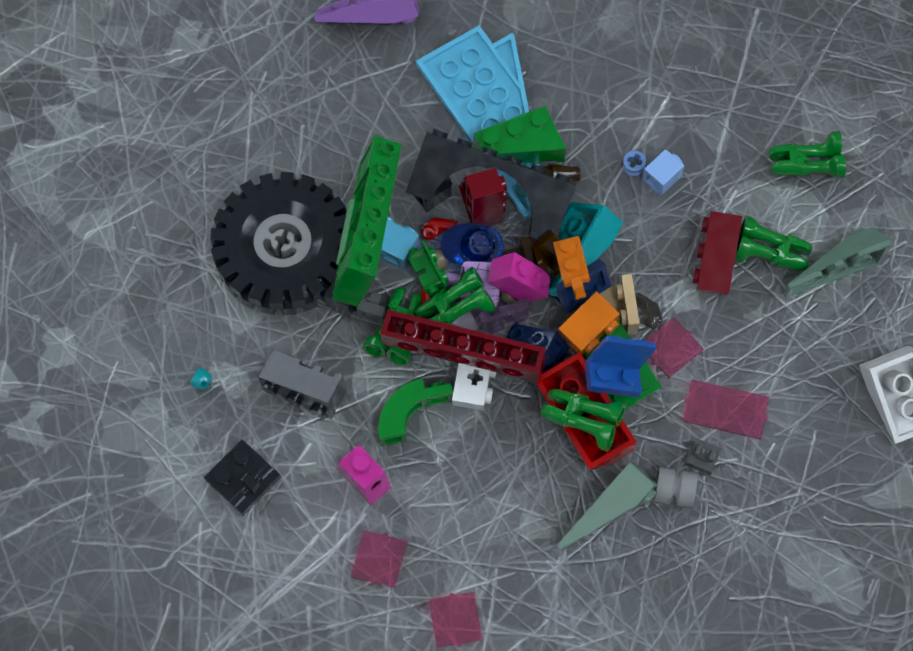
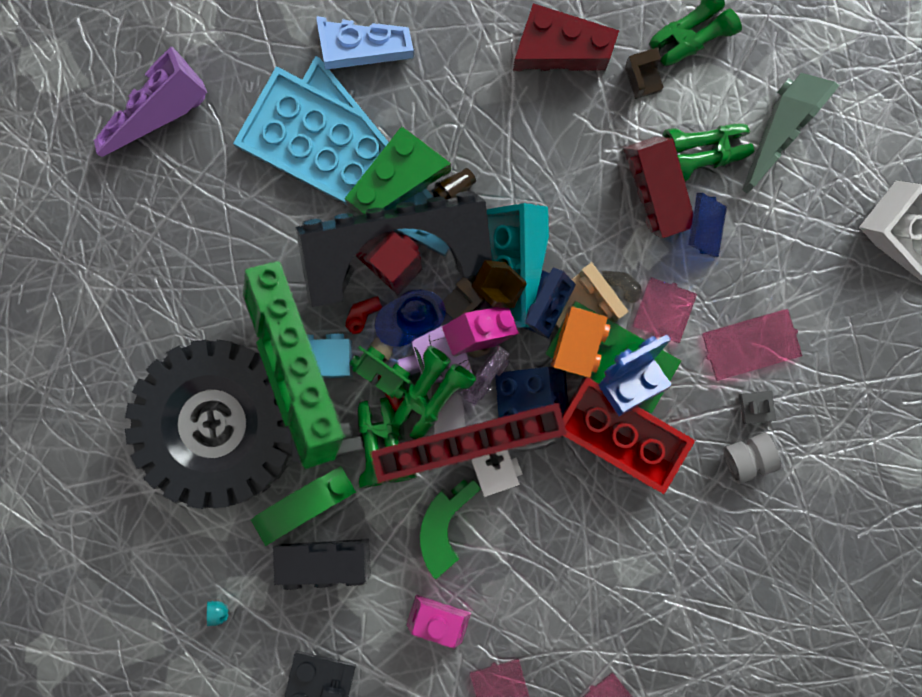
camera: 30 degrees left, 15 degrees up
(312, 332) = (302, 505): none -> green arch
(547, 41) = (357, 45): none -> light blue wing
(572, 265) = (531, 291): orange hinge -> none
(578, 404) = (617, 437): green piece -> none
(623, 495) = (713, 500): sand green wedge -> none
(630, 156) = (513, 127): medium blue bush -> none
(663, 172) = (557, 126): light blue brick -> none
(702, 115) = (563, 42): none -> dark red wedge
(738, 299) = (707, 225): none -> clear blue piece
(753, 169) = (643, 73): none -> dark brown panel

